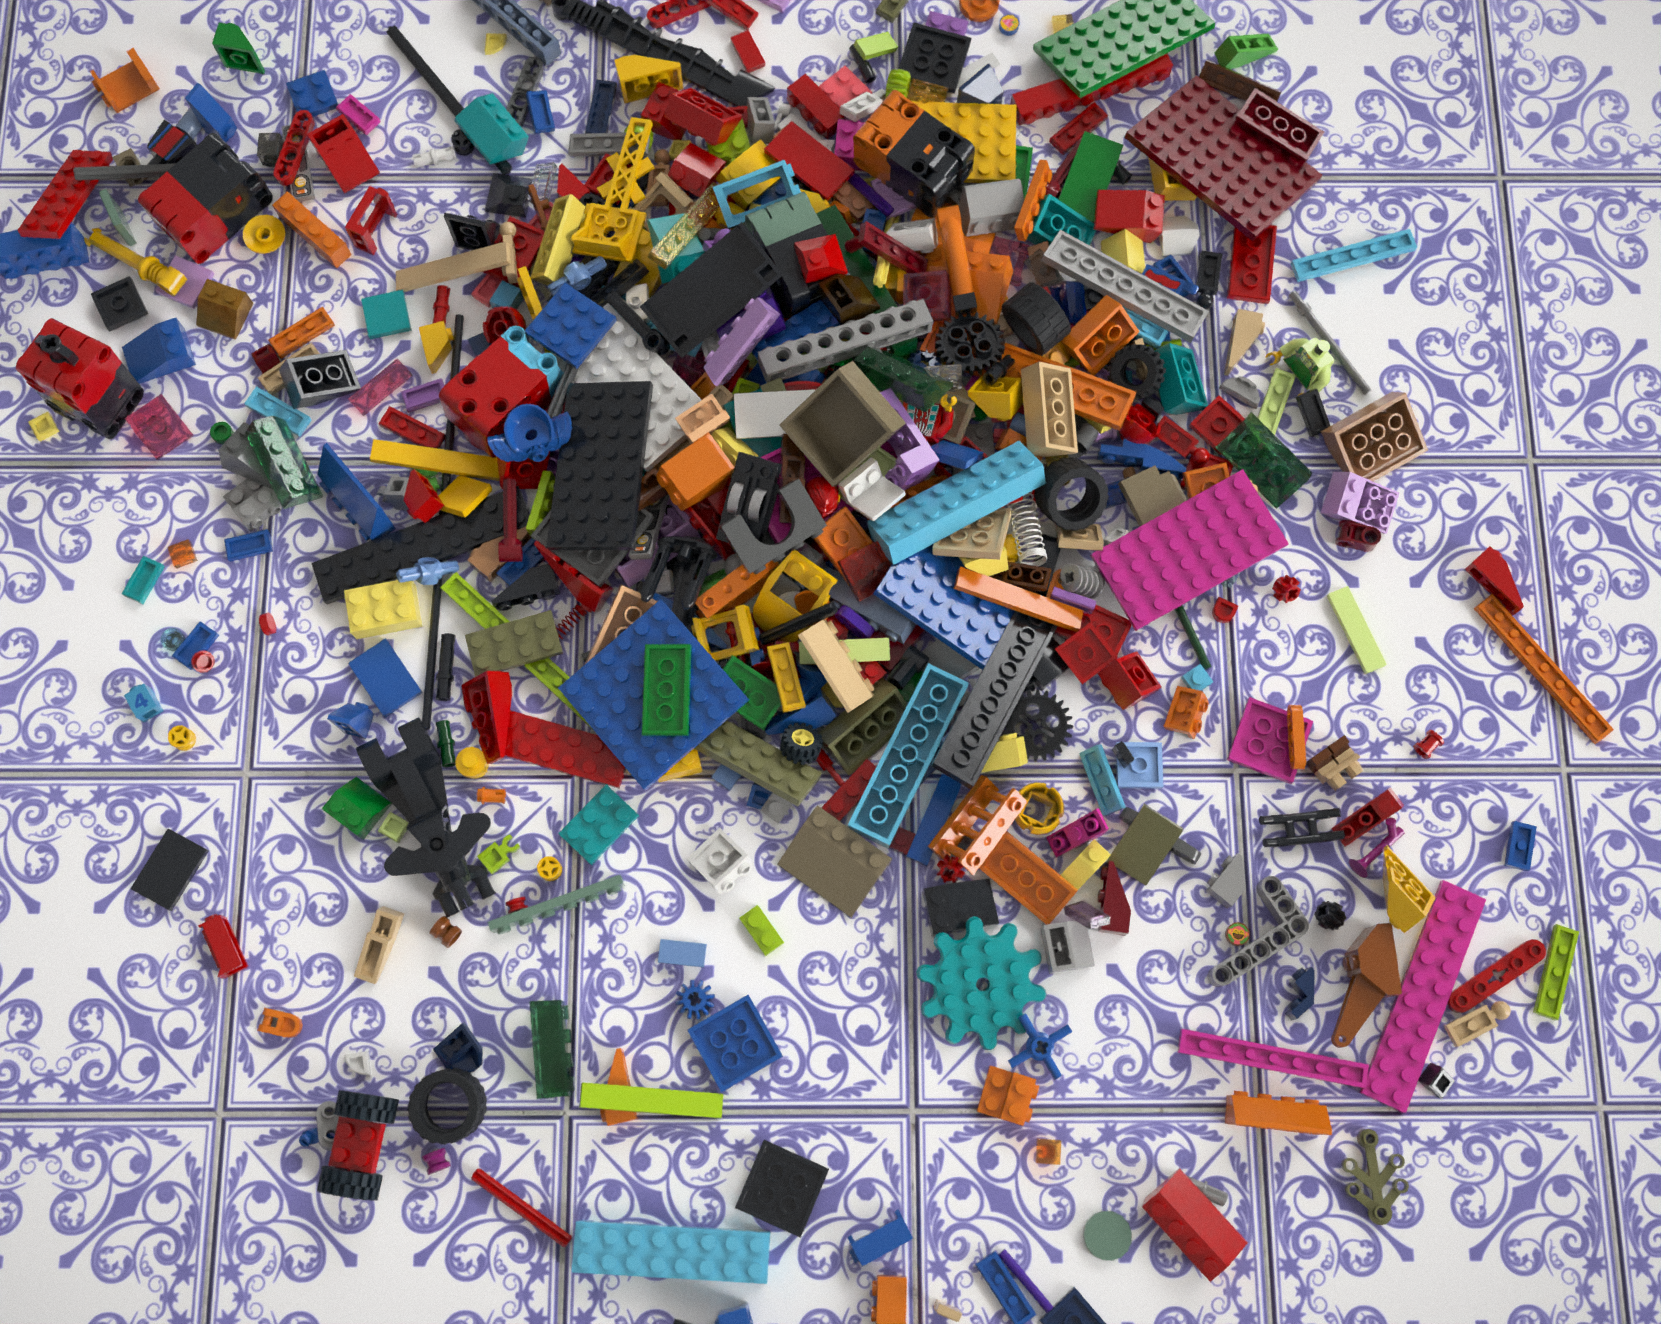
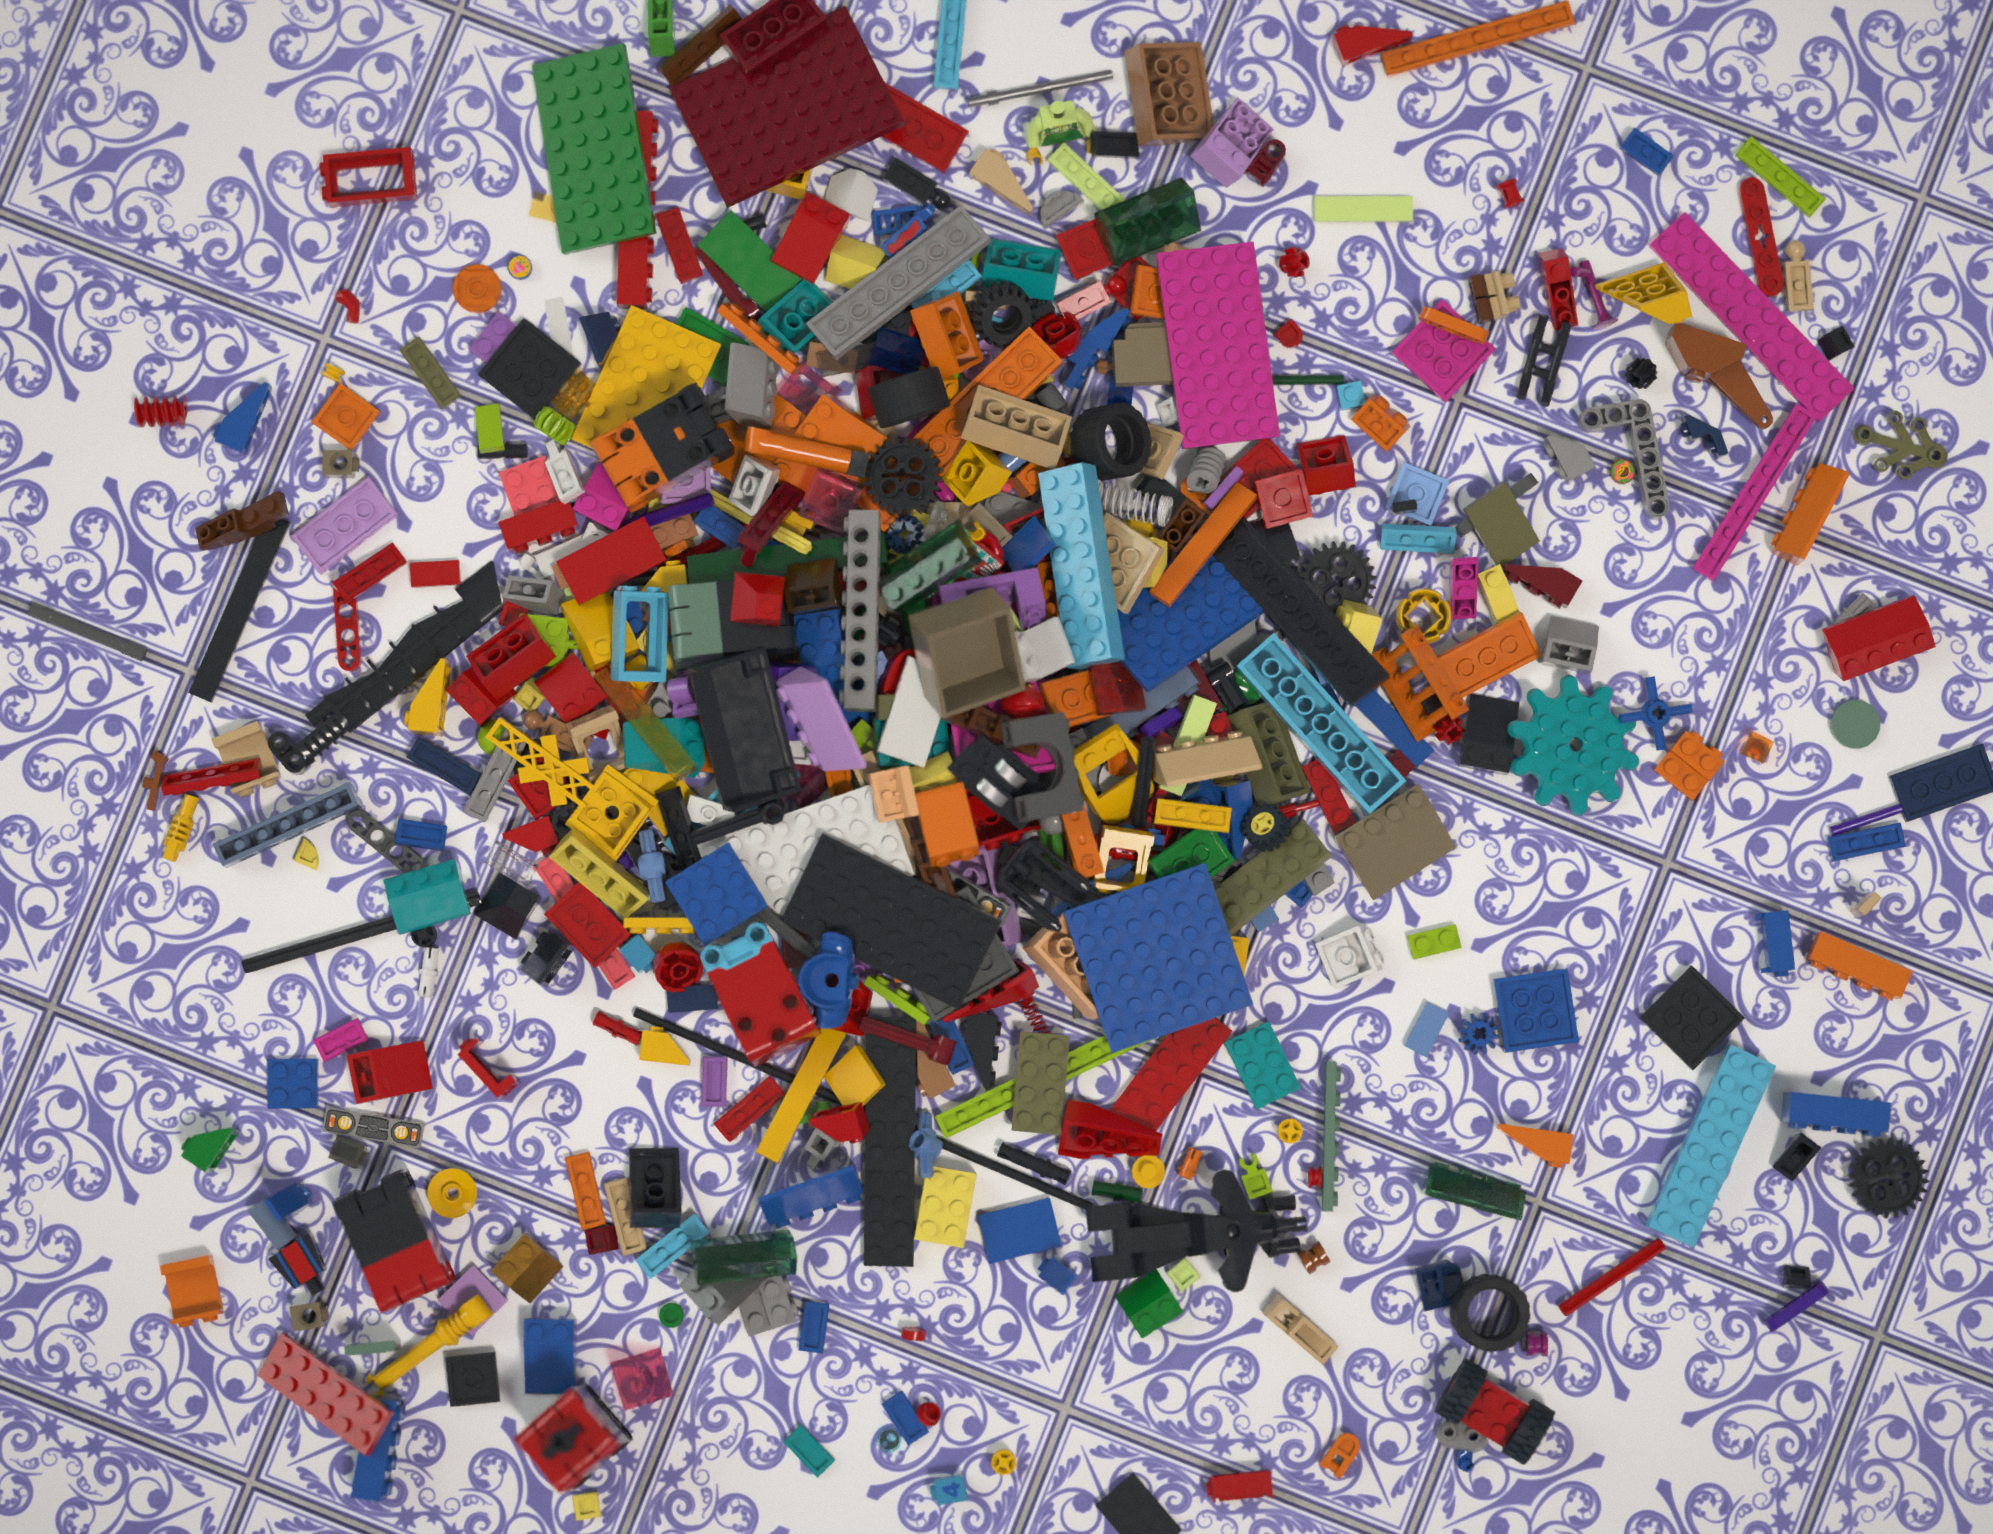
camera: 65 degrees left, 10 degrees up
(121, 172) = (326, 1304): dark grey axle -> none
(182, 553) = (796, 1400): clear orange plate -> none
(292, 147) = (356, 1127): red beam -> none
(312, 229) = (469, 1138): orange brick -> none
(359, 1062) = (1409, 1389): white tile -> none
(380, 387) = (686, 1126): clear pink tile -> none
(386, 314) = (601, 1091): teal tile -> none
(453, 267) = (585, 998): tan tile -> none
(508, 231) = (567, 922): tan plate -> none
(539, 206) = (544, 878): dark orange piece -> none
(651, 1100) = (1562, 1112): lime tile -> none
(666, 690) = (1164, 942): green tile -> none
(998, 370) = (949, 460): black axle -> none
(1087, 915) = (1549, 613): clear purple tile -> none

